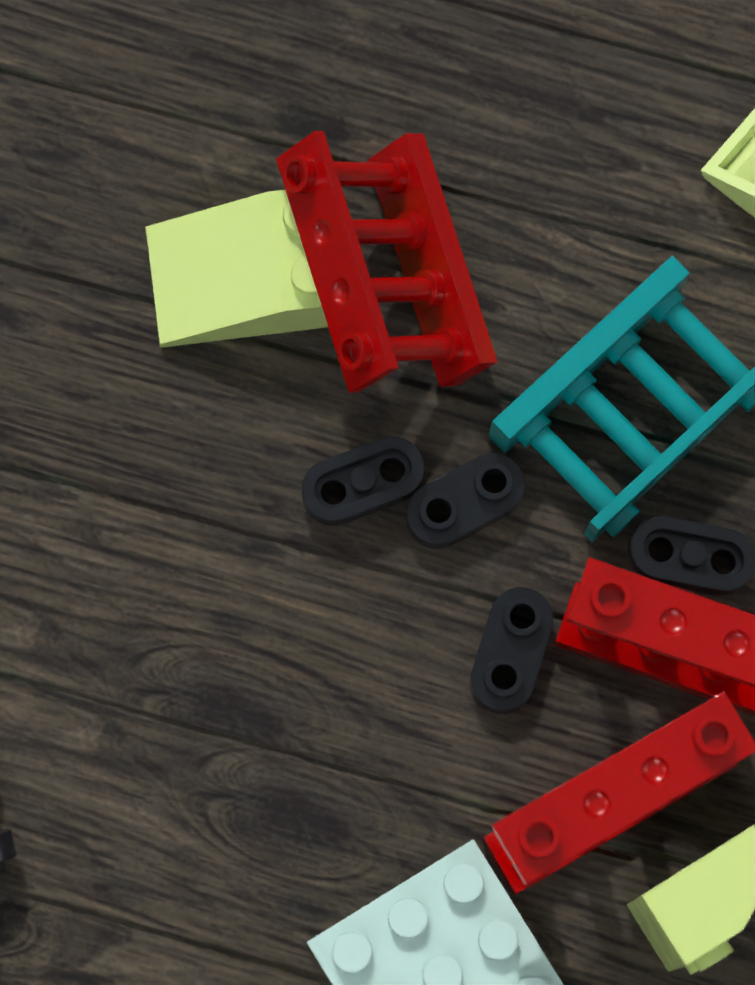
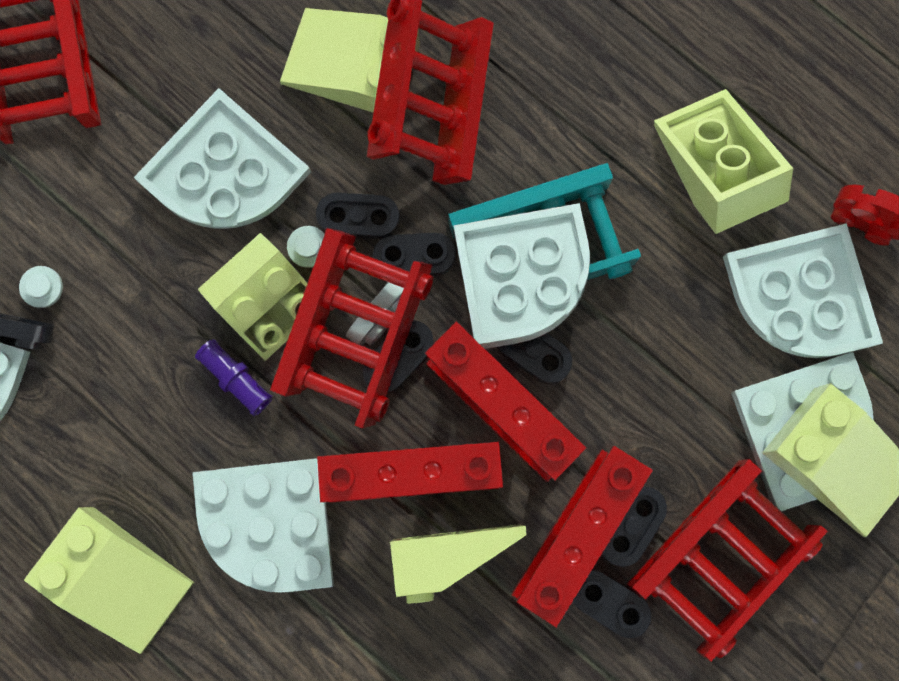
camera: 30 degrees right, 5 degrees up
(141, 500) = (222, 168): none -> light aqua plate
(285, 651) = (257, 295): none -> yellowish green slope
(299, 783) = (233, 377): none -> dark purple pin
(313, 555) = (304, 245): none -> light aqua plate
(386, 671) = (311, 335): none -> red fence
(468, 572) = (367, 331): none -> light aqua plate
(634, 454) = (523, 272): none -> light aqua plate

